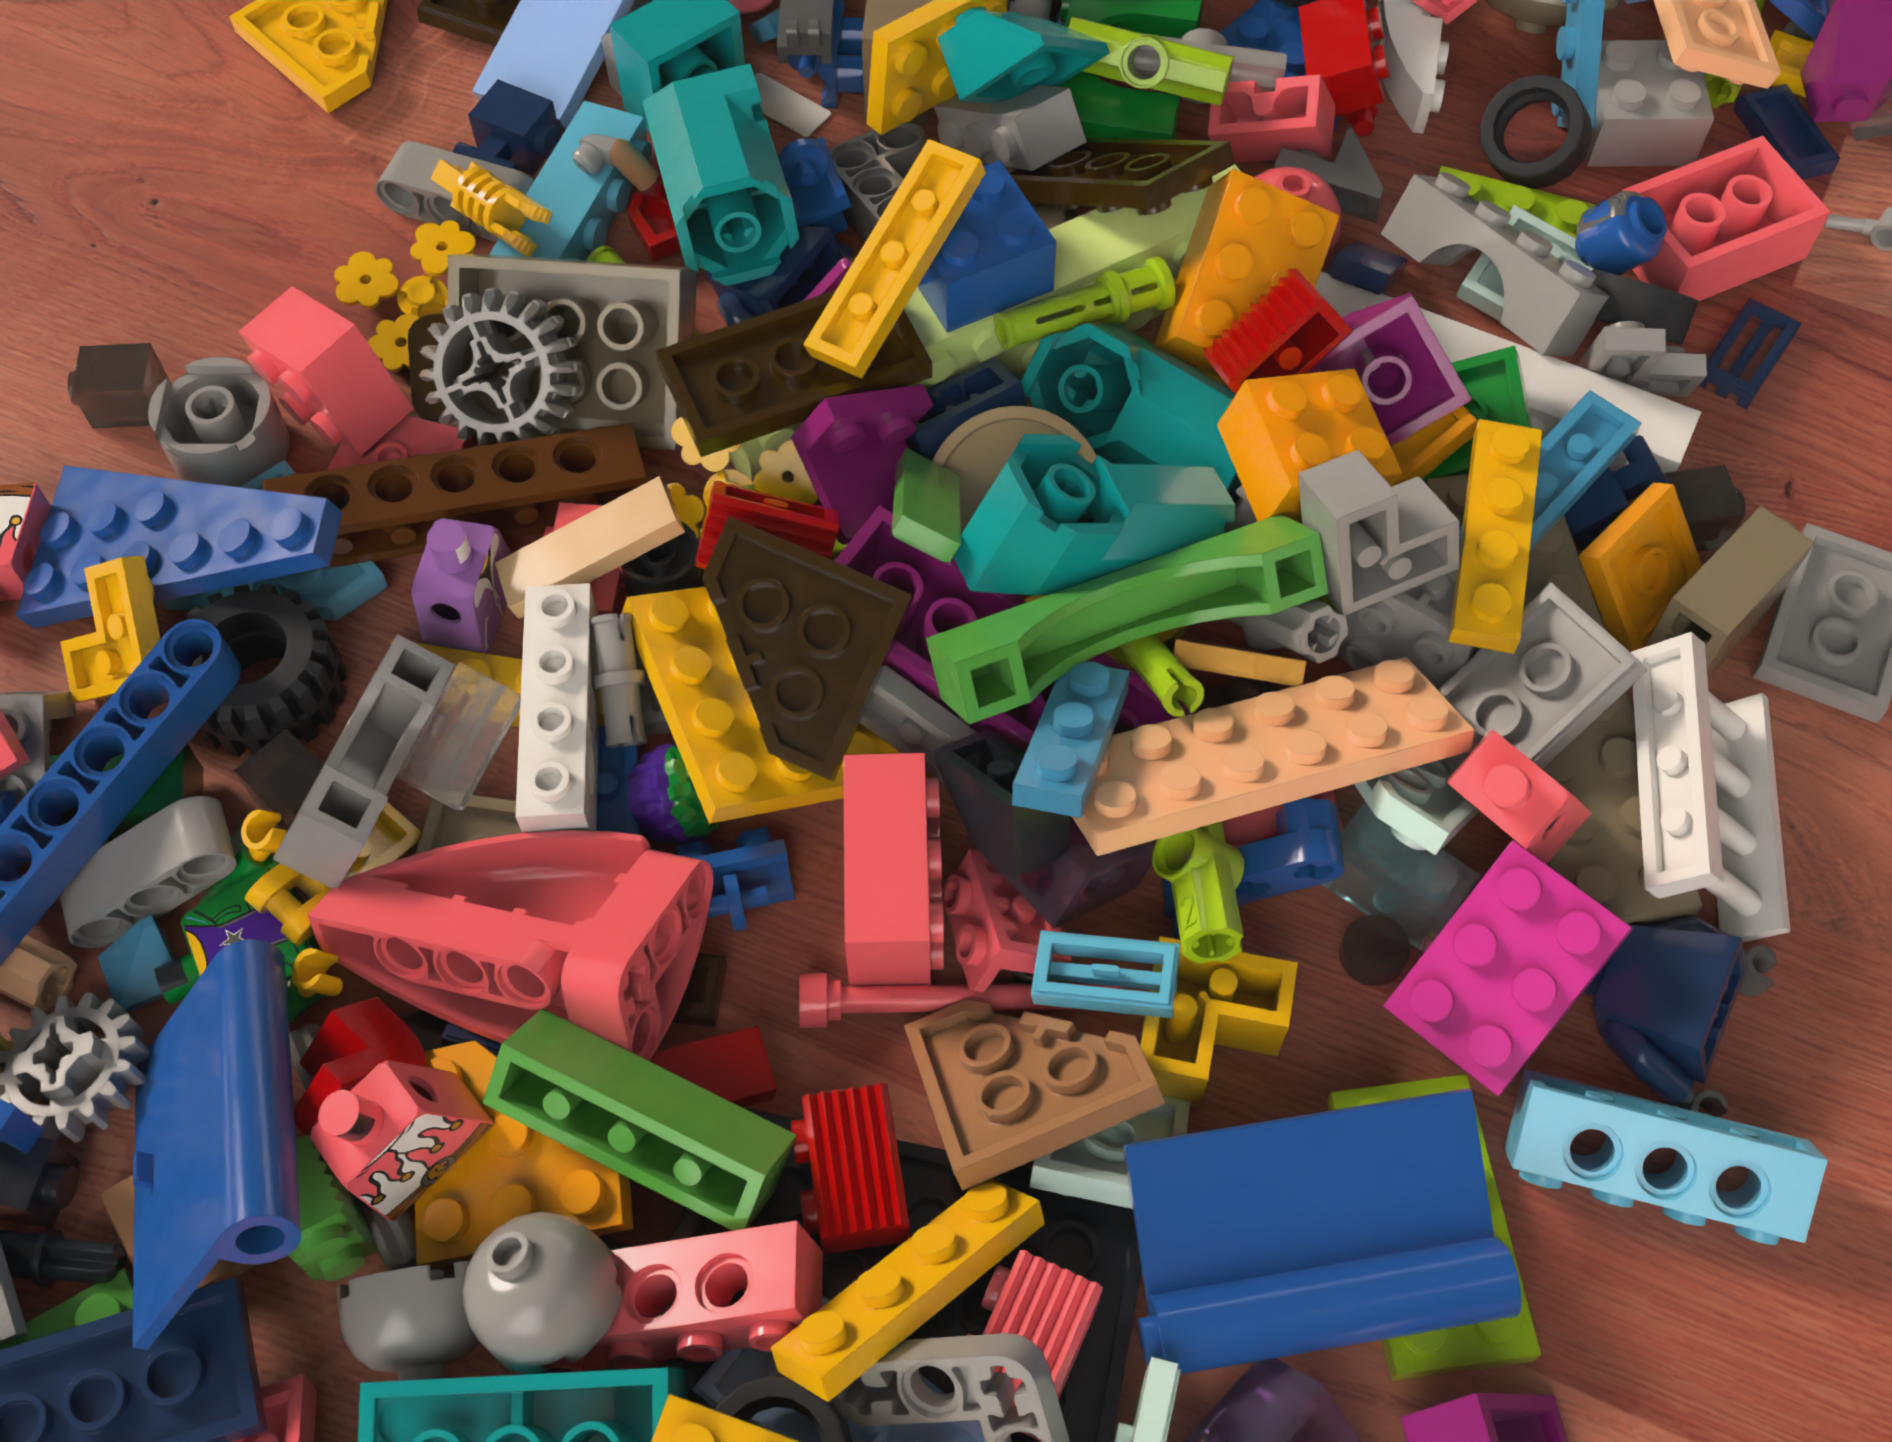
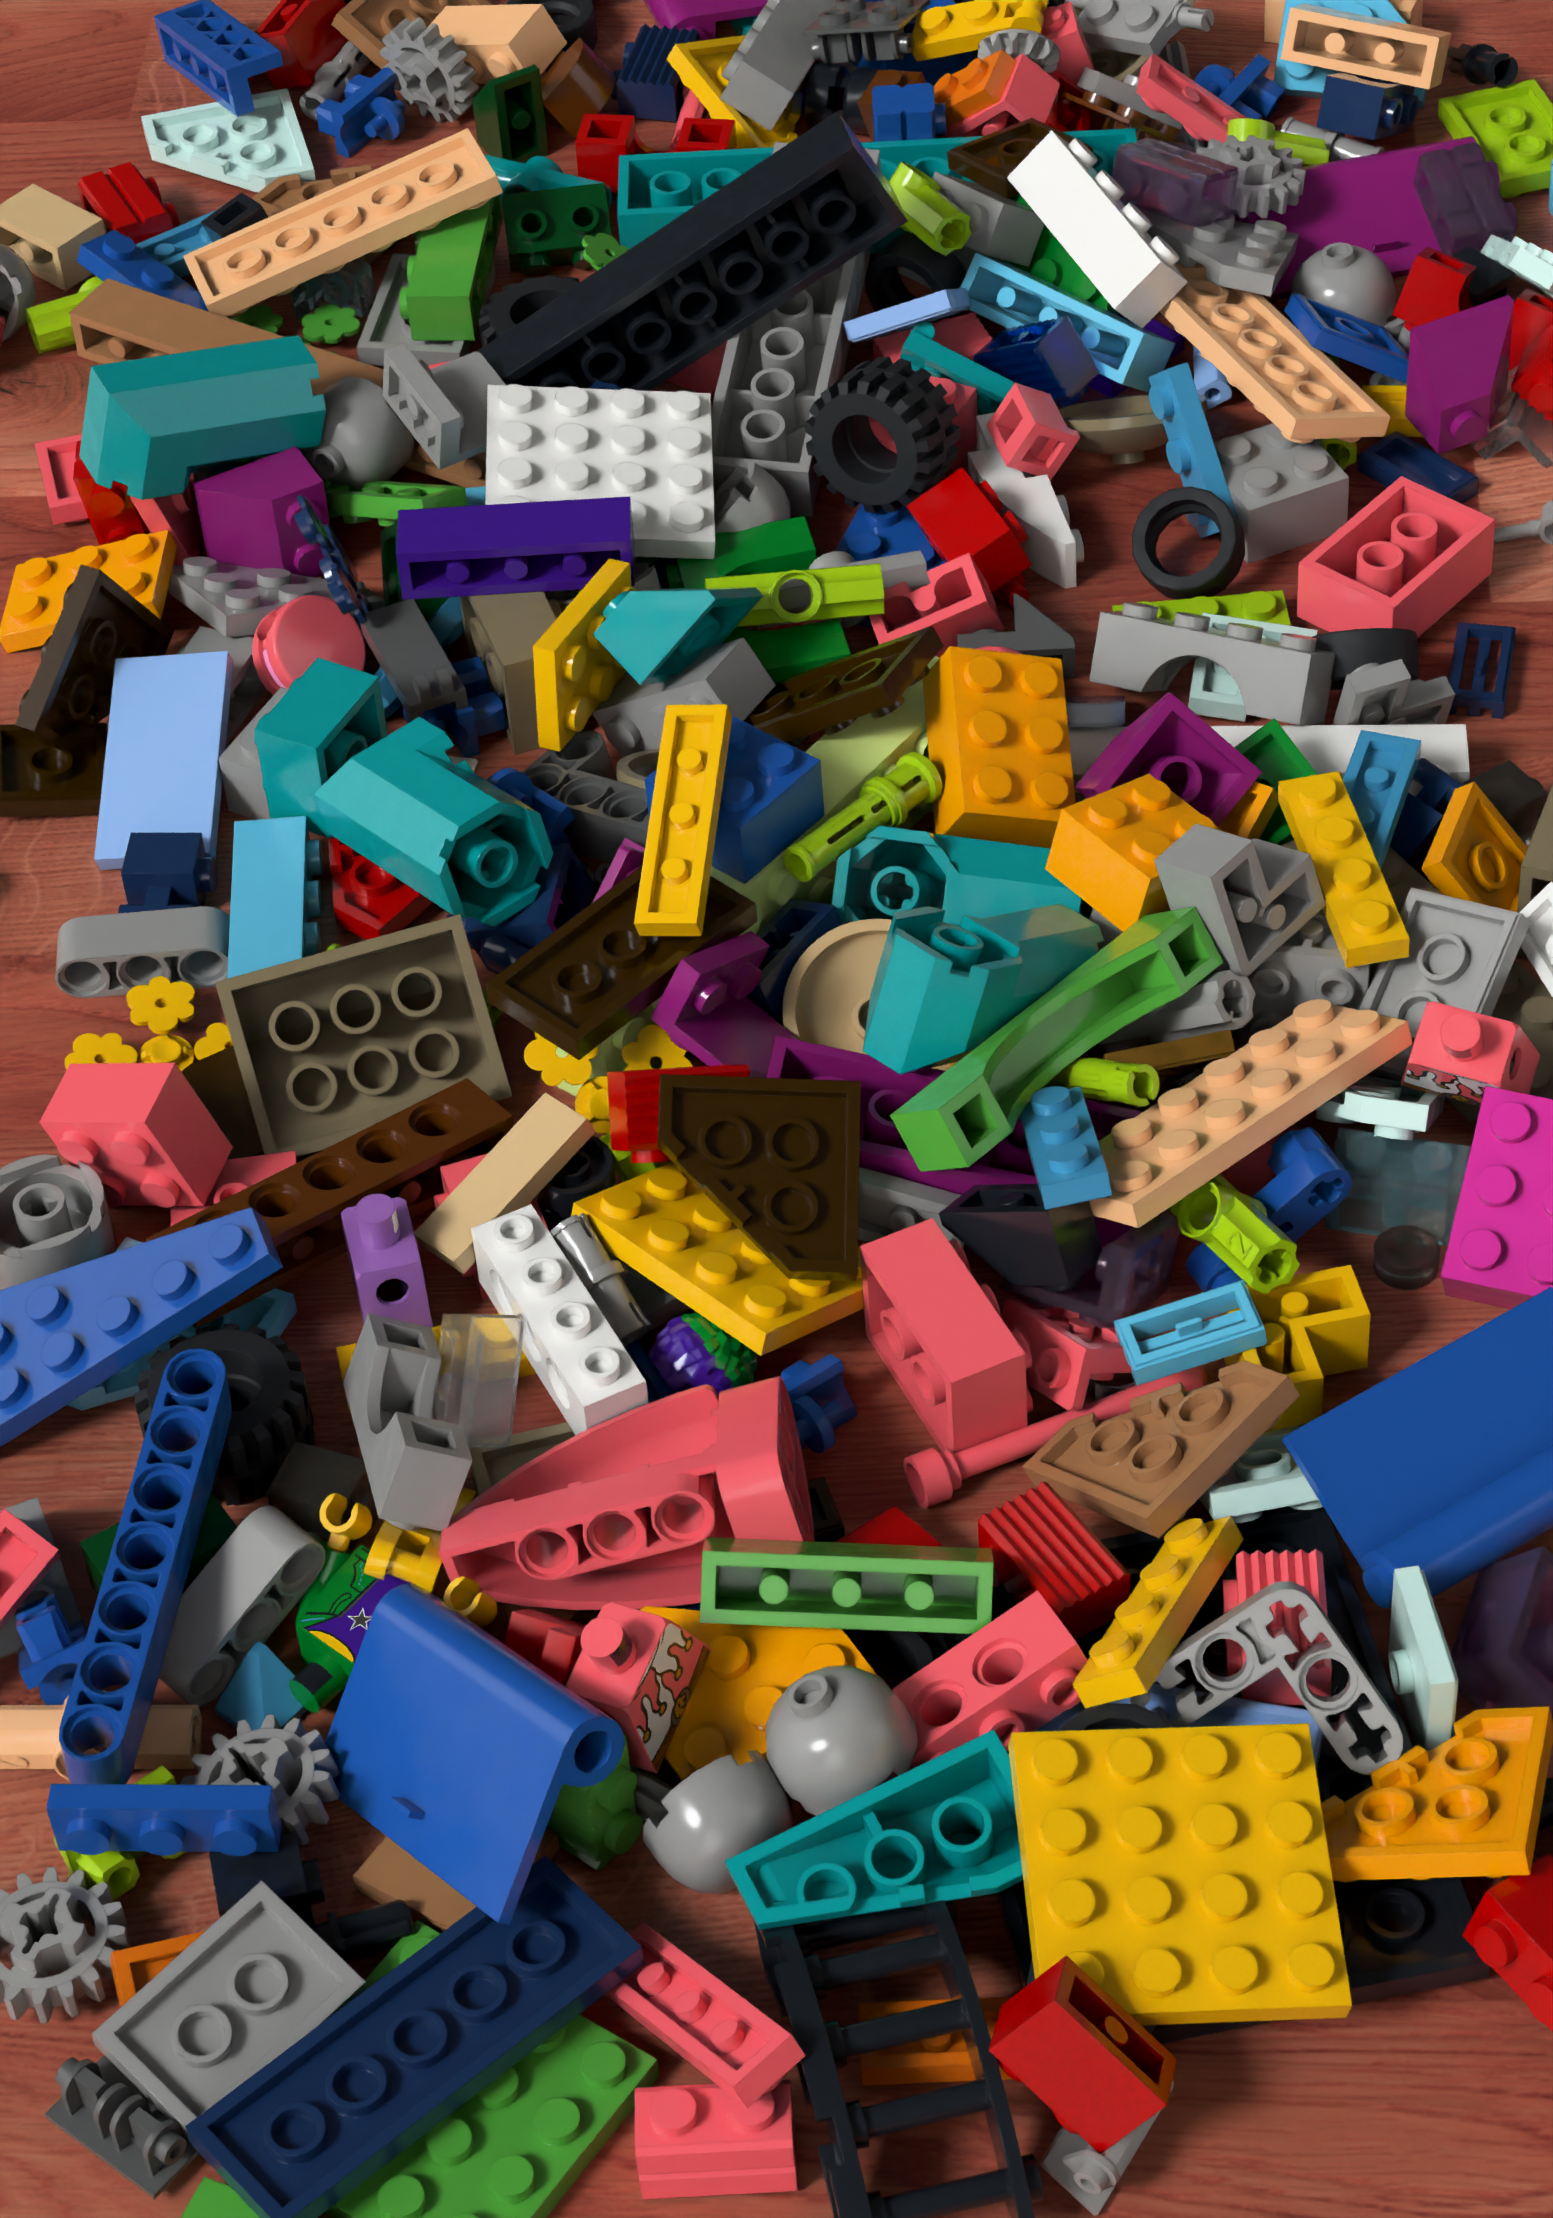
camera: 20 degrees left, 15 degrees down
(124, 632) = (94, 1426): yellow plate -> none
(488, 350) = (280, 1031): light grey gear -> none
(491, 203) = (208, 935): yellow hinge -> none
(616, 152) = (289, 854): arm -> none
(926, 506) = (814, 1026): bright green tile -> none
(1279, 335) = (1068, 763): red brick -> none
(1620, 233) = (1316, 597): blue head -> none

